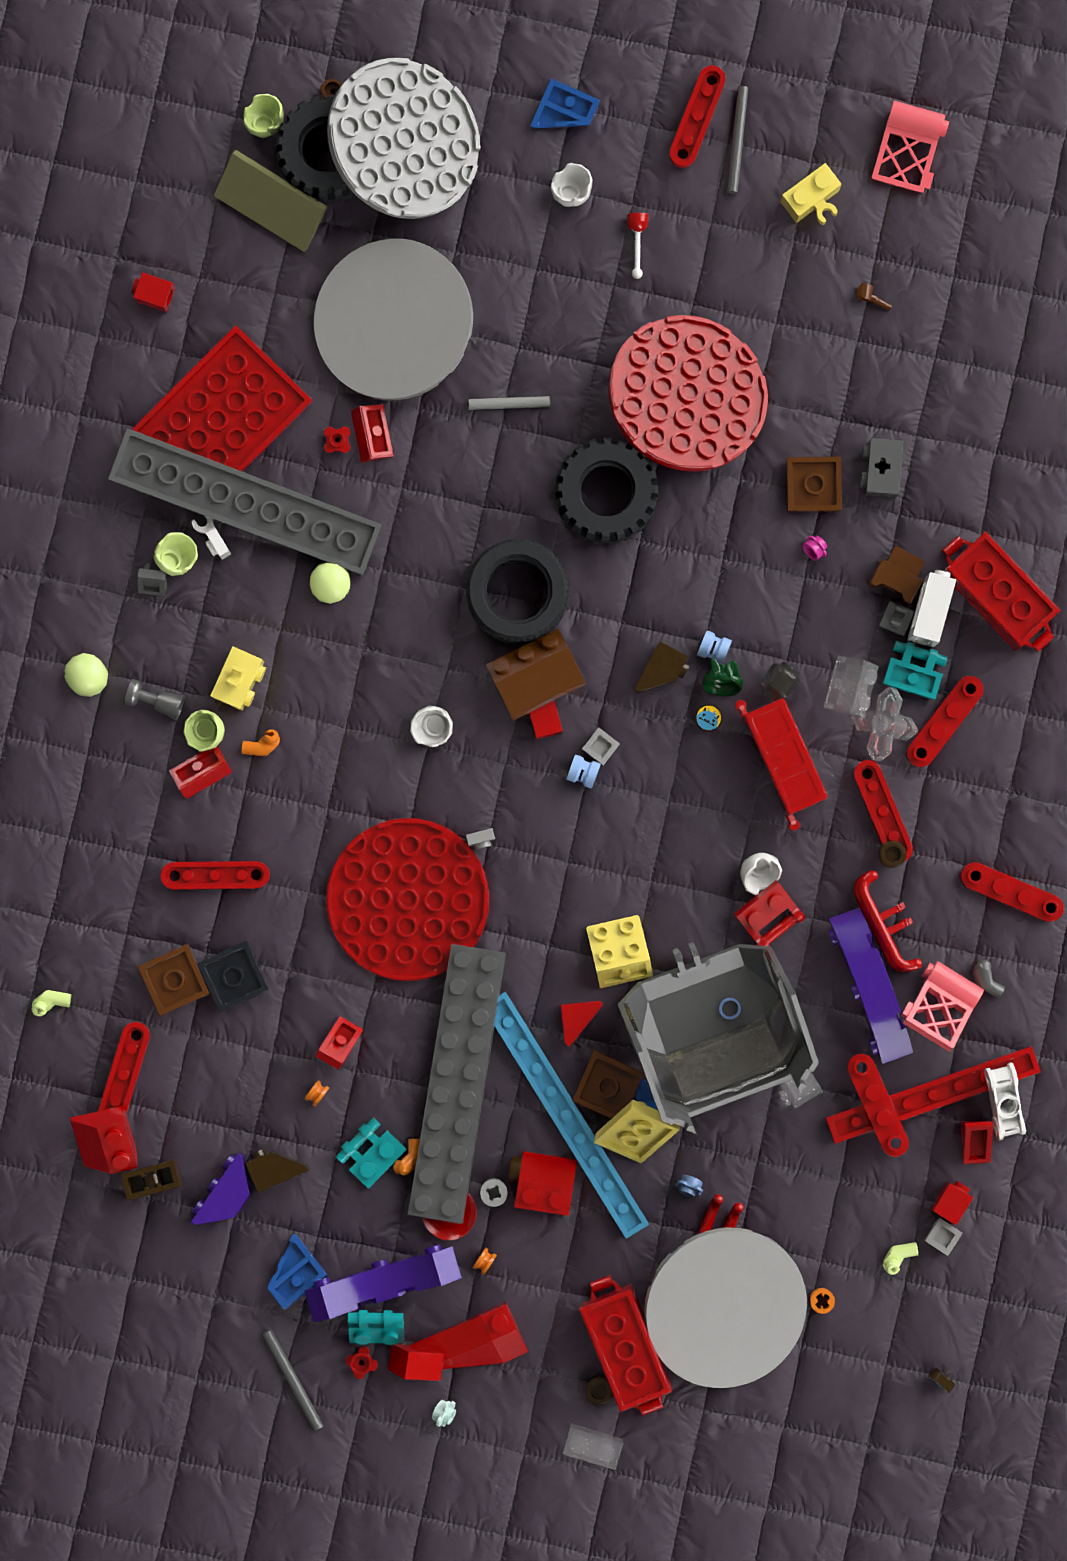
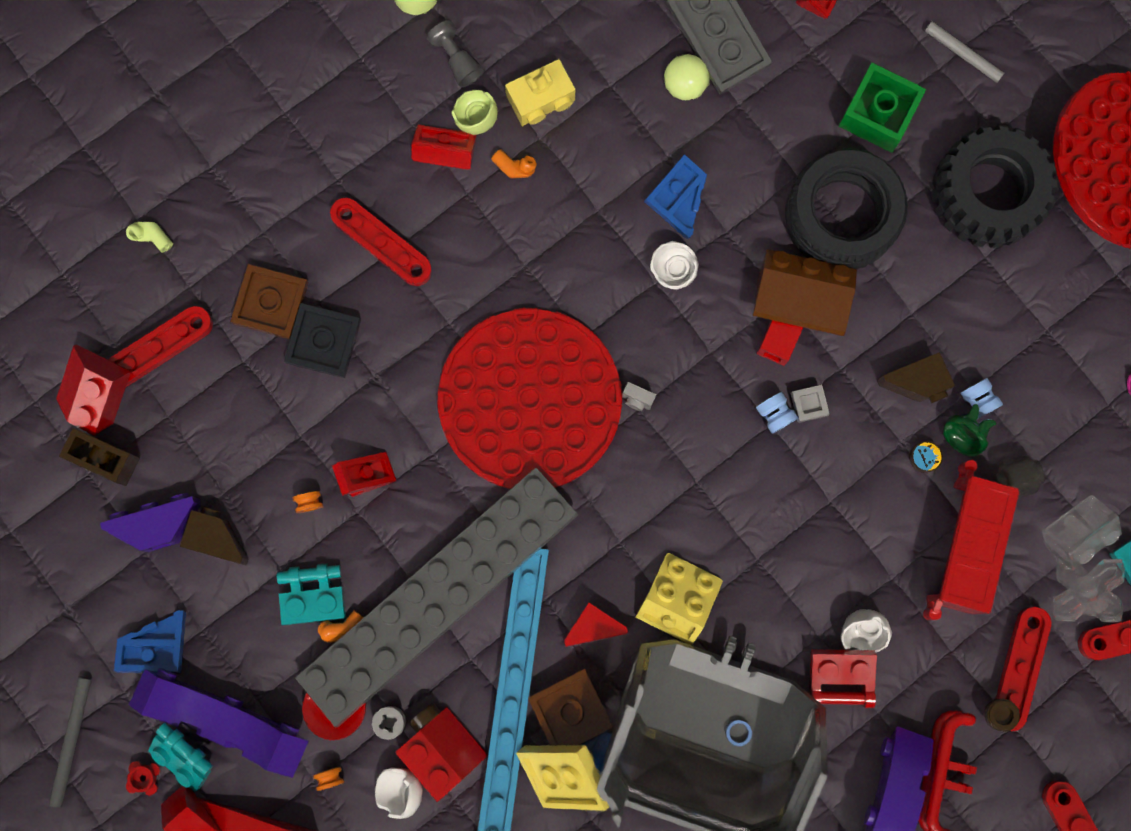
camera: 35 degrees right, 5 degrees down
(394, 673) = (679, 195): none -> blue wing
(484, 496) = (882, 107): none -> green brick
(537, 1231) = (398, 792): none -> white hair

